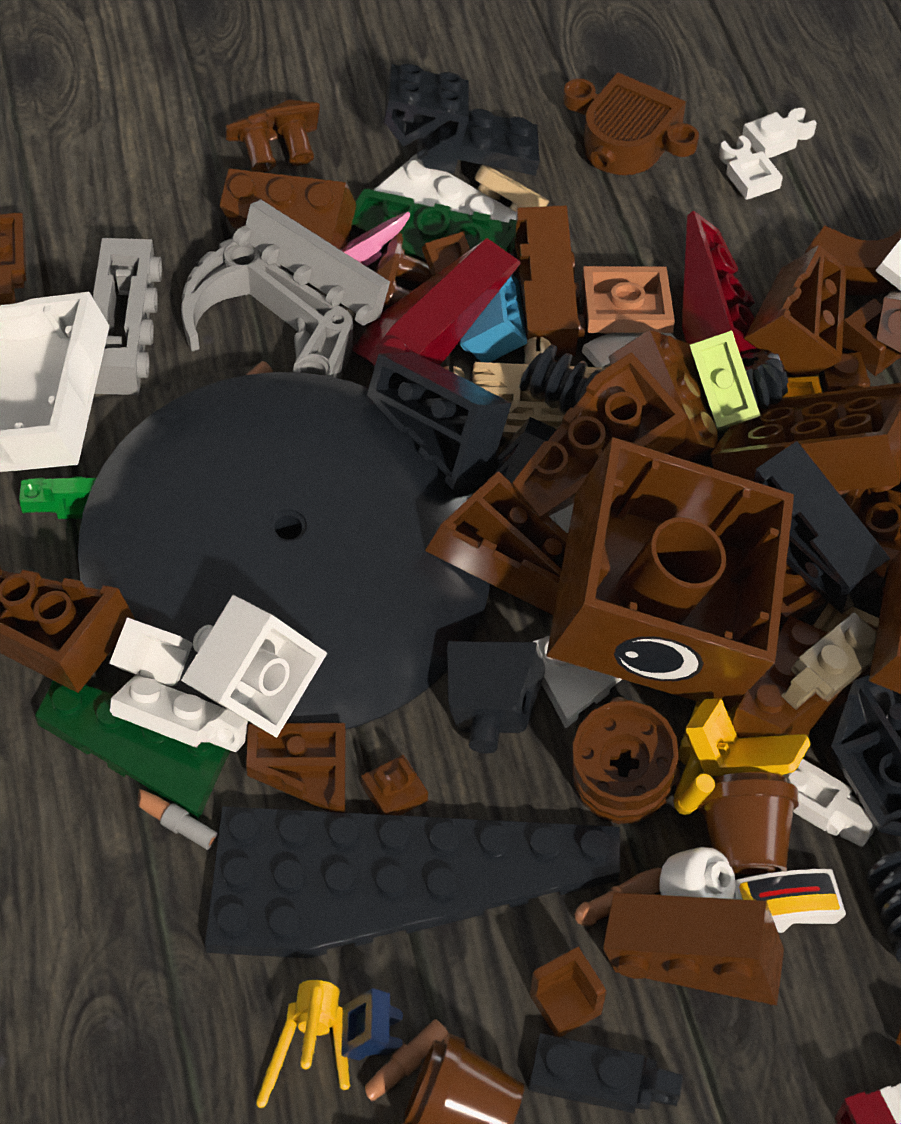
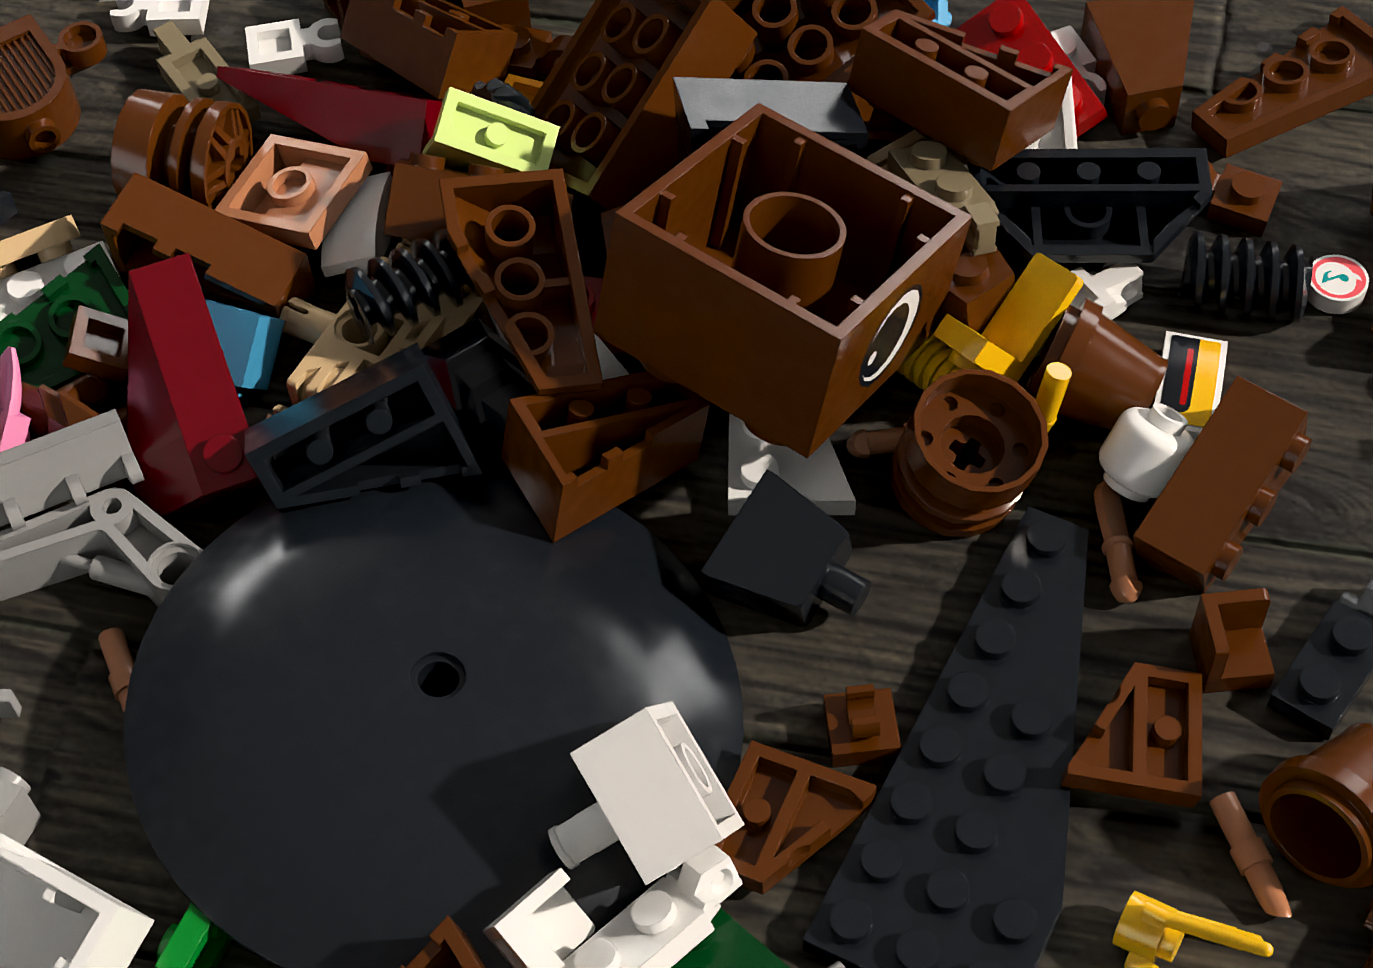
camera: 60 degrees left, 0 degrees up
(367, 1025) = (1199, 876): tile -> none
(461, 960) = (1146, 740): none -> reddish brown wing
(618, 223) = (181, 144): none -> reddish brown wheel
(709, 202) = (193, 69): none -> dark tan hinge
(758, 243) = (287, 47): none -> white plate

